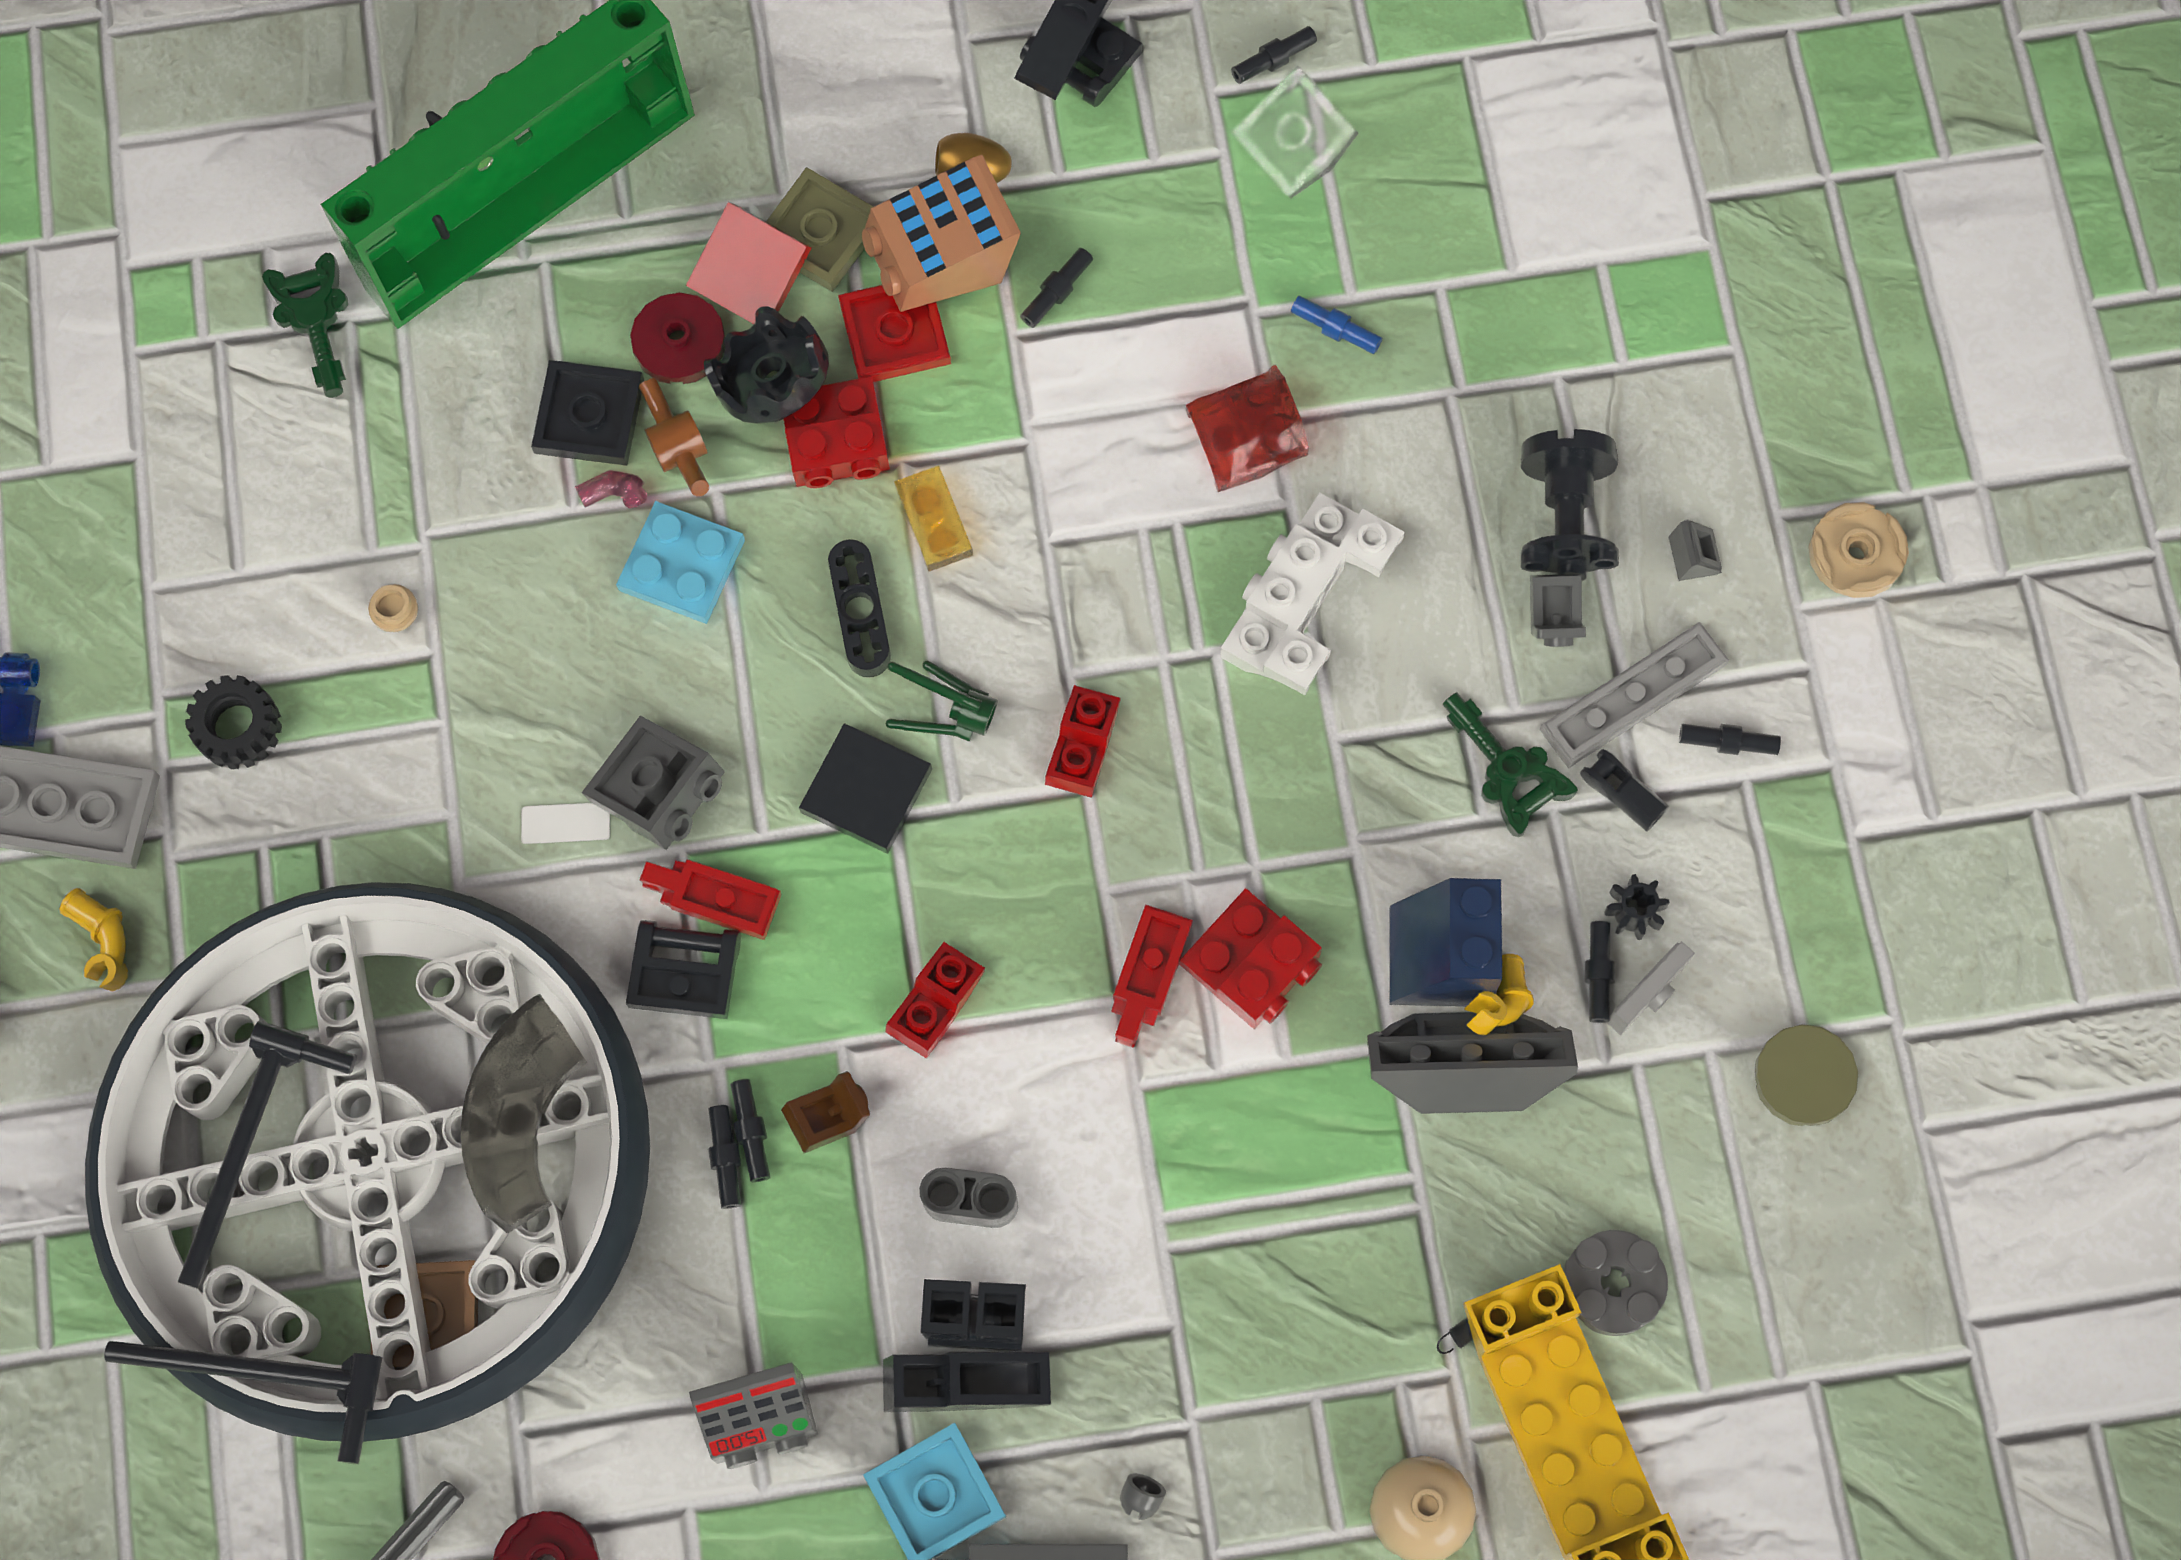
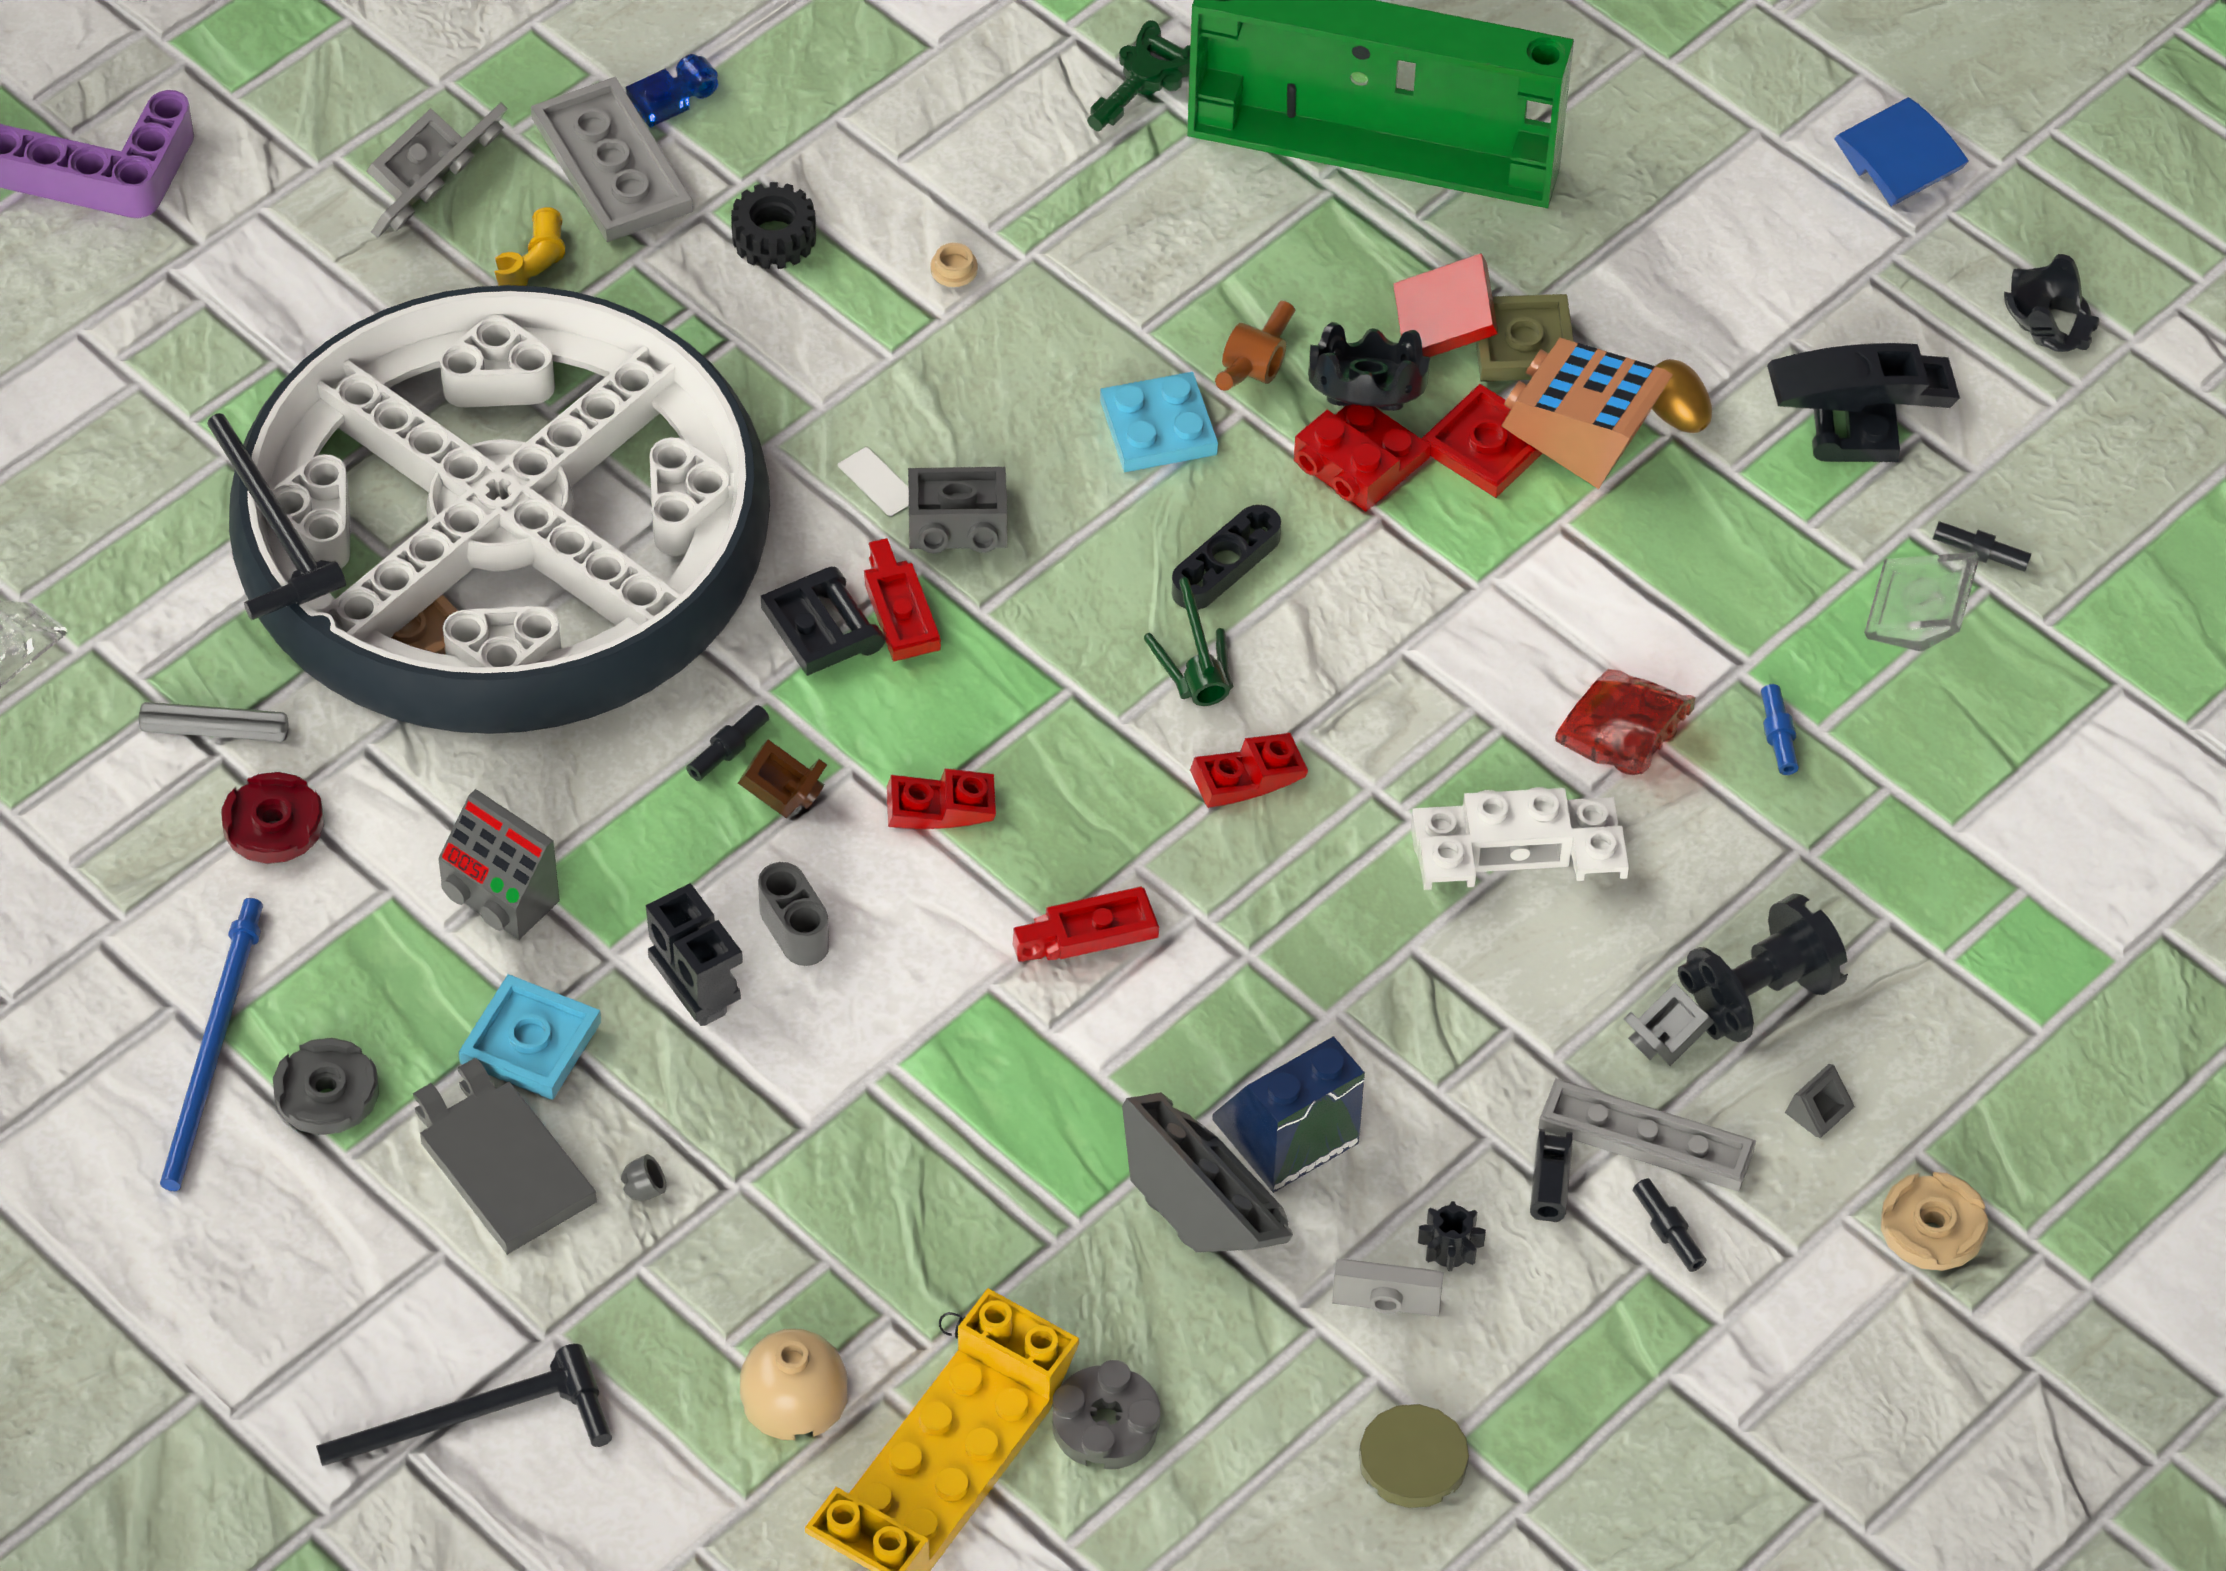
camera: 50 degrees right, 20 degrees down
(275, 1048) = (529, 376): black bar -> none
(504, 1107) = (600, 519): clear smoke panel -> none
(587, 412) = (1226, 288): black tile -> none
(613, 483) = (1179, 336): clear pink arm -> none
(681, 358) = (1346, 297): dark red plate -> none
(724, 1157) = (692, 739): black bar -> none
(865, 788) = (1078, 652): black tile -> none
(933, 518) = (1346, 557): clear yellow plate -> none
(966, 1381) = (640, 1001): black slope -> none
(1056, 287) = (1627, 522): black bar -> none
(1253, 959) = (1164, 994): red plate -> none
(1507, 1004) = (1281, 1185): yellow piece -> none
(1509, 769) = (1495, 1082): dark green piece -> none
(1599, 972) = (1375, 1244): black bar -> none

